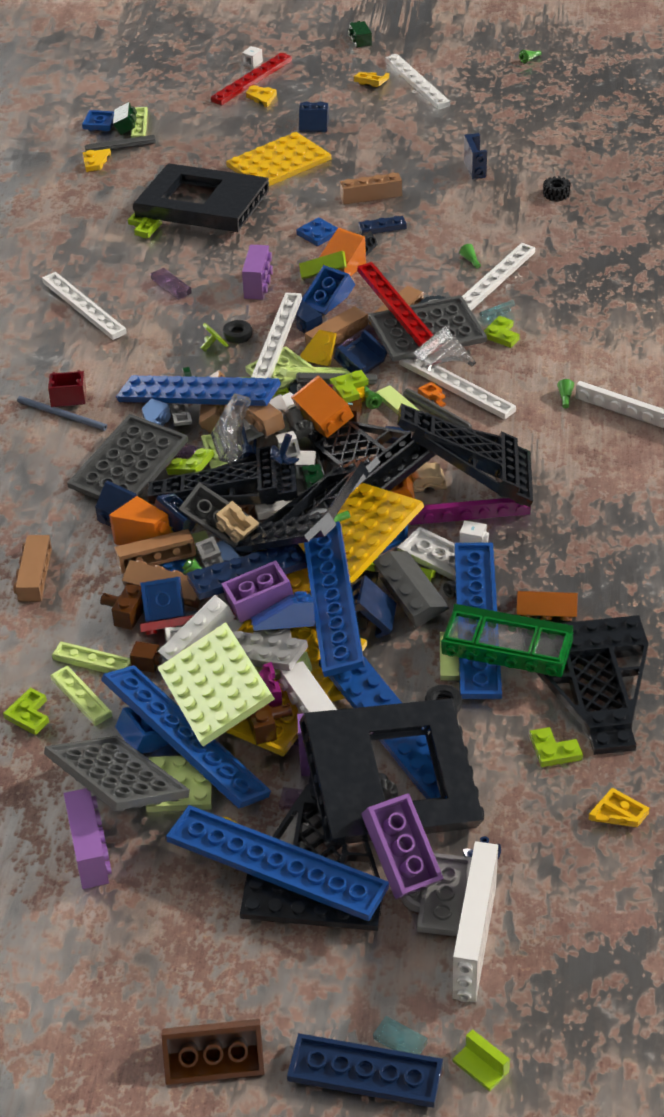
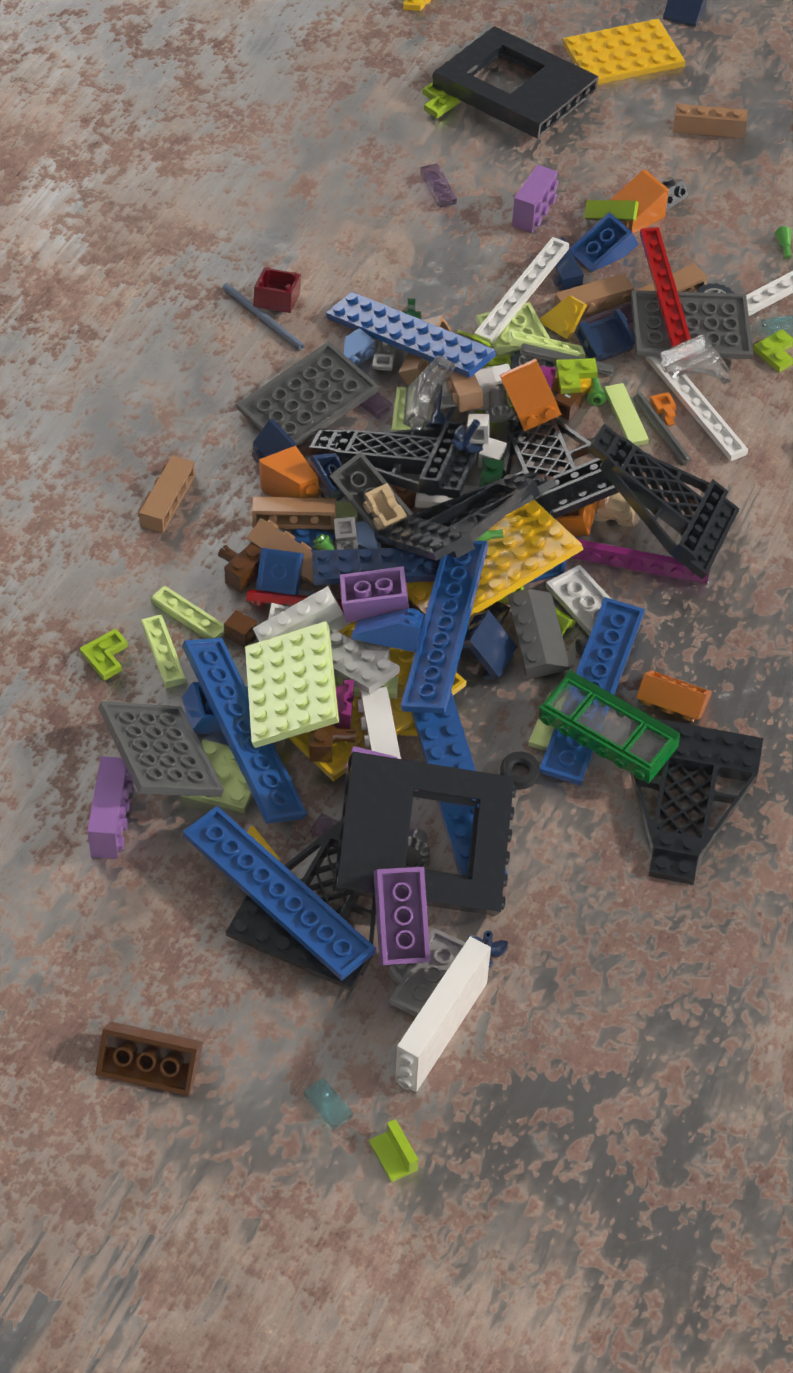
camera: 15 degrees right, 10 degrees up
(84, 305) = (334, 188): white plate -> none
(194, 464) = (374, 420): lime plate -> none
(210, 340) = (456, 267): lime shield -> none
(235, 325) = (486, 259): black tyre -> none
(317, 231) = (627, 161): blue plate -> none
(365, 1070) = (282, 1123): dark blue plate -> none
(383, 225) = (703, 172): dark blue plate -> none
(473, 532) = (632, 591): white brick -> none
(552, 752) = (606, 861): lime plate -> none
(619, 810) = (643, 943): yellow wing -> none

